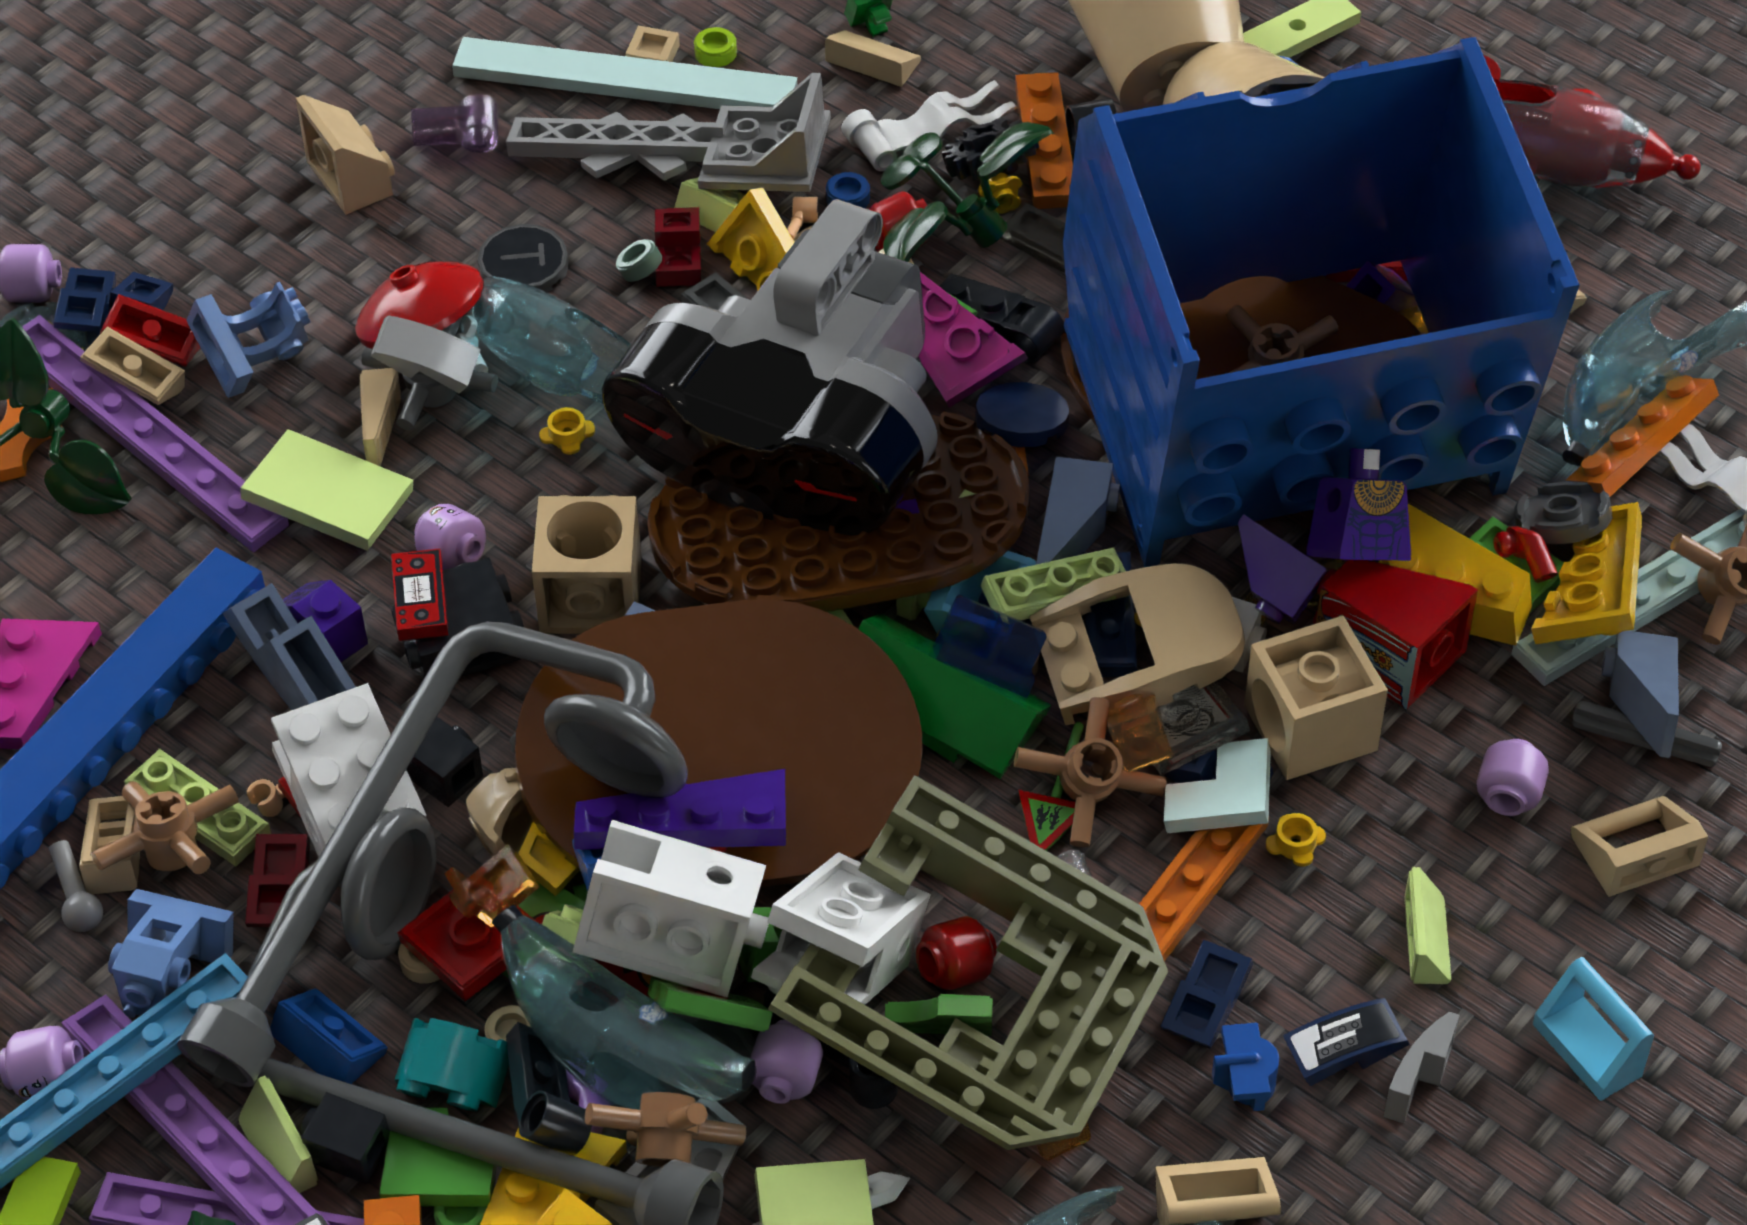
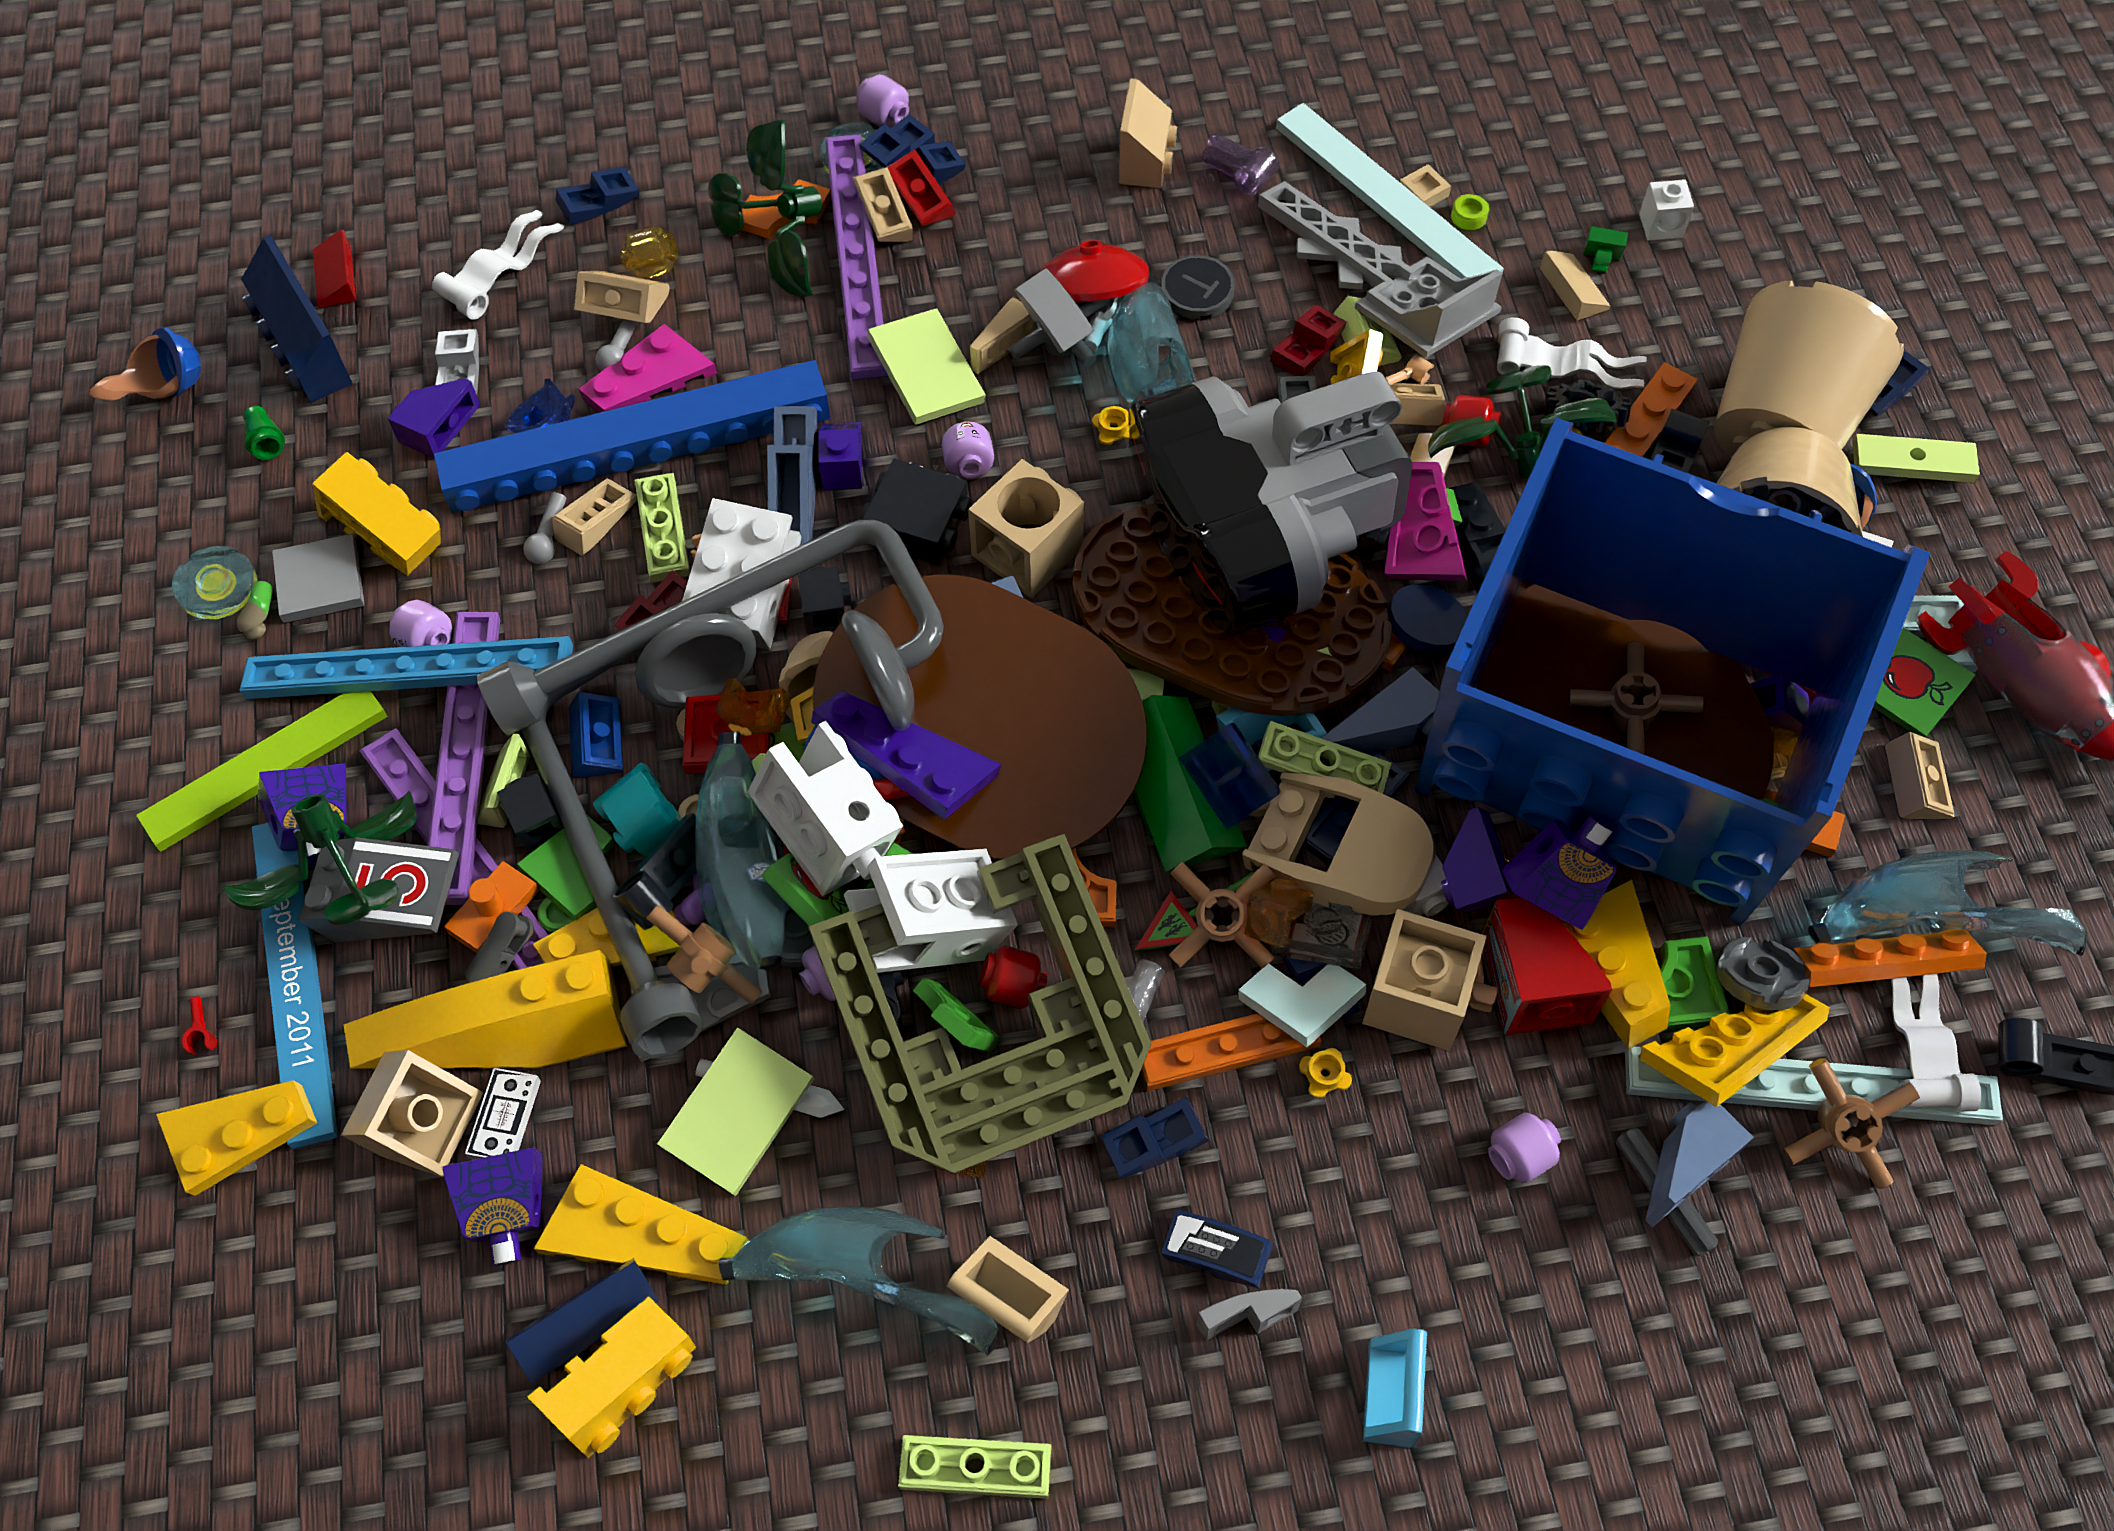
camera: 40 degrees right, 10 degrees up
(158, 946) = (570, 604): medium blue tile -> none
(165, 829) = (617, 528): medium nougat bar -> none
(273, 314) = (1002, 225): medium blue tile -> none
(419, 594) = (896, 476): tile -> none
(638, 260) = (1270, 334): sand green tile -> none
(848, 188) = (1462, 375): blue tile -> none
(1248, 1065) = (1122, 1215): blue piece -> none
(1426, 930) = (1354, 1213): yellowish green slope -> none
(1527, 546) = (1706, 982): red arm -> none
(1646, 859) = (1571, 1290): tan tile -> none

